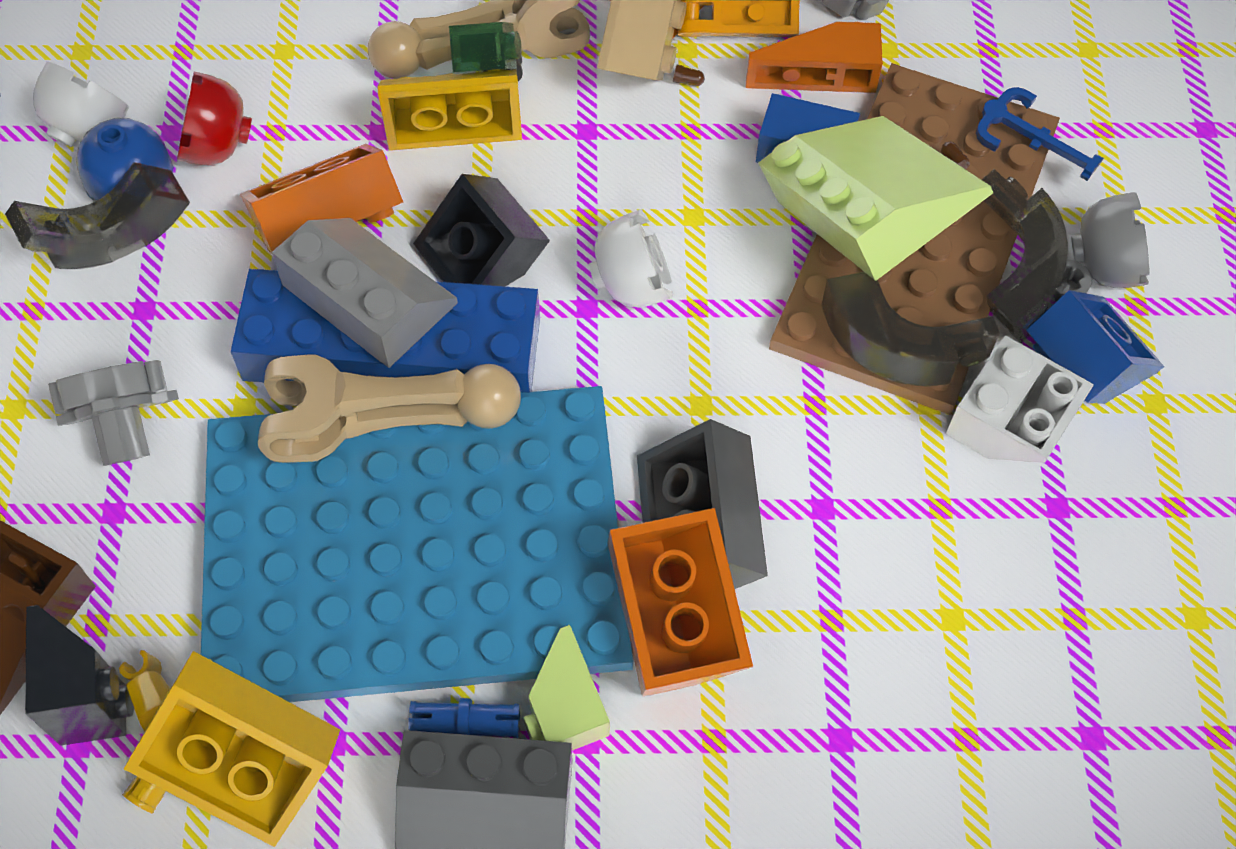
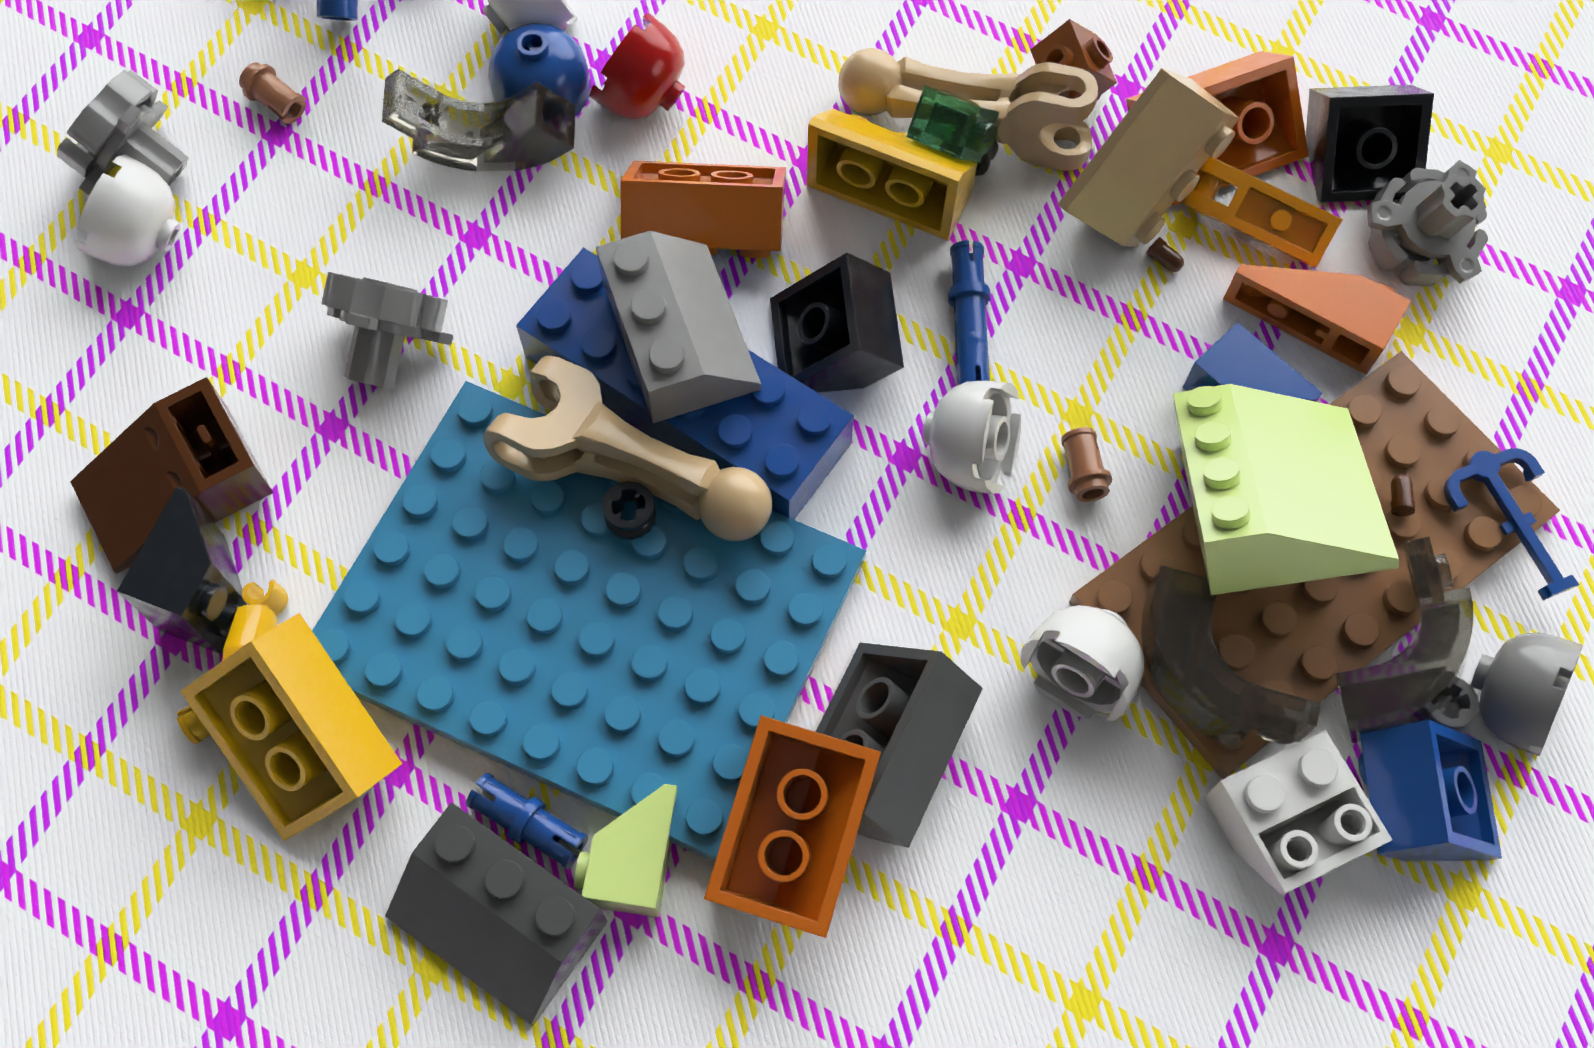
camera: 30 degrees right, 5 degrees up
(410, 430) = (614, 502): none -> black bush
(566, 172) = (969, 299): none -> blue pin
(730, 253) = (1088, 477): none -> nougat pin
(812, 379) = (1086, 661): none -> white cylinder

